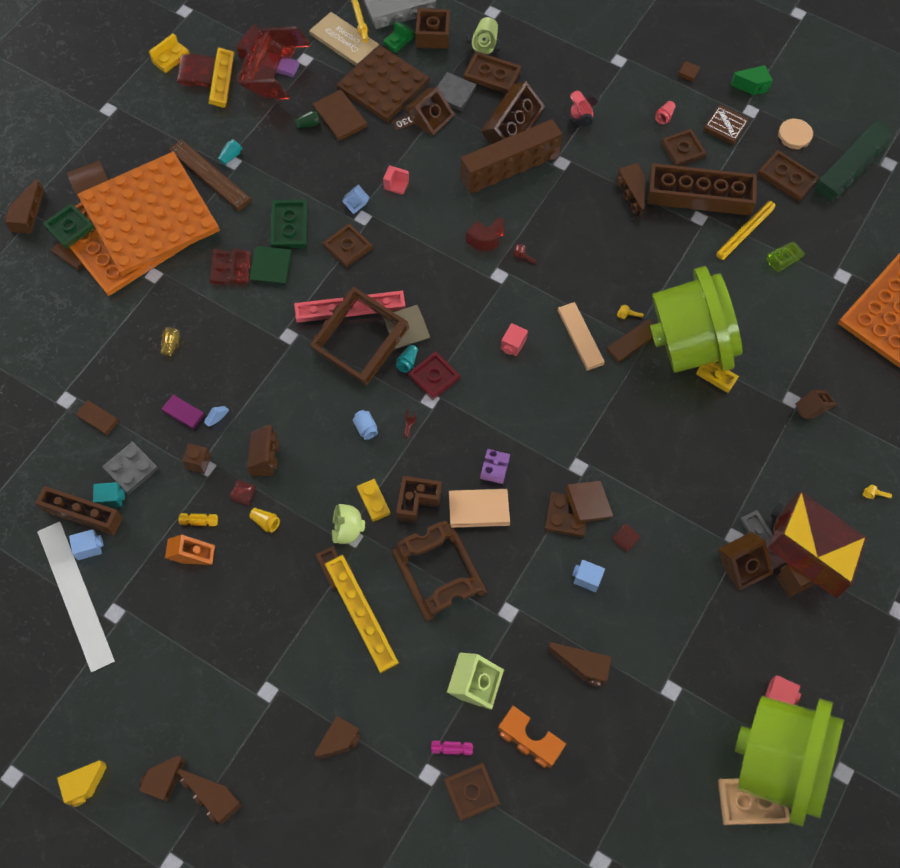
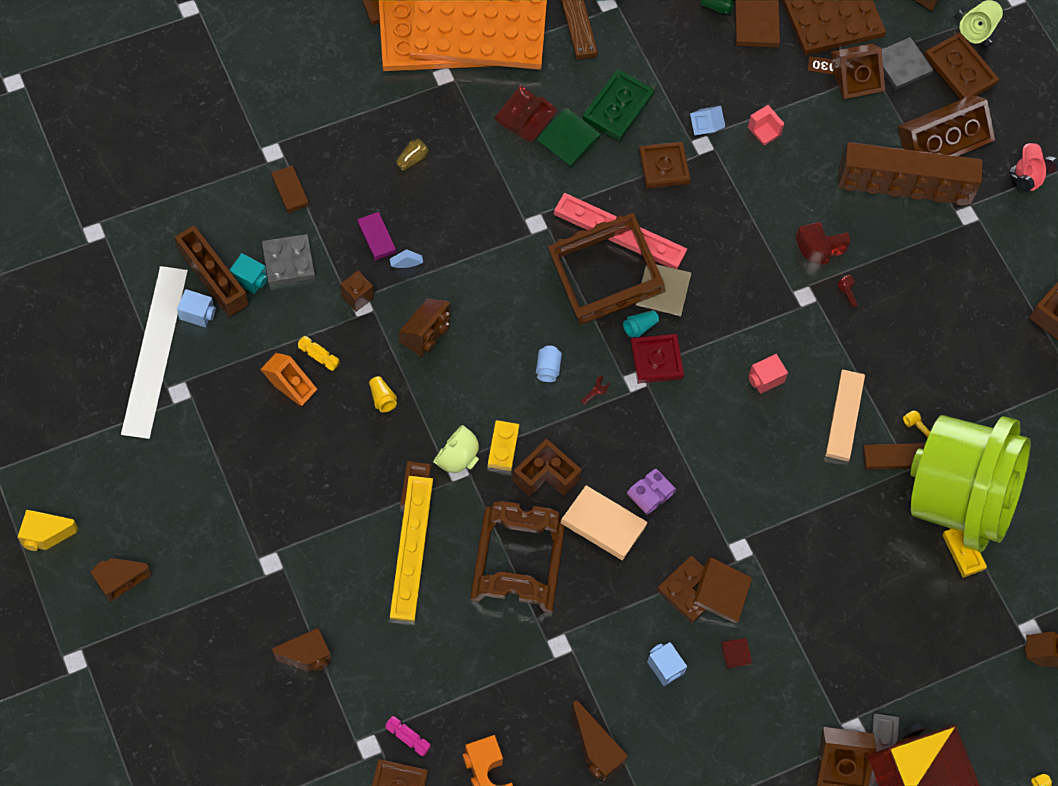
camera: 30 degrees right, 0 degrees up
(215, 797) = (155, 628): reddish brown slope -> none
(242, 492) = (379, 354): clear red tile -> none
(475, 680) = (477, 687): yellowish green slope -> none
(632, 182) = (1029, 283): reddish brown slope -> none

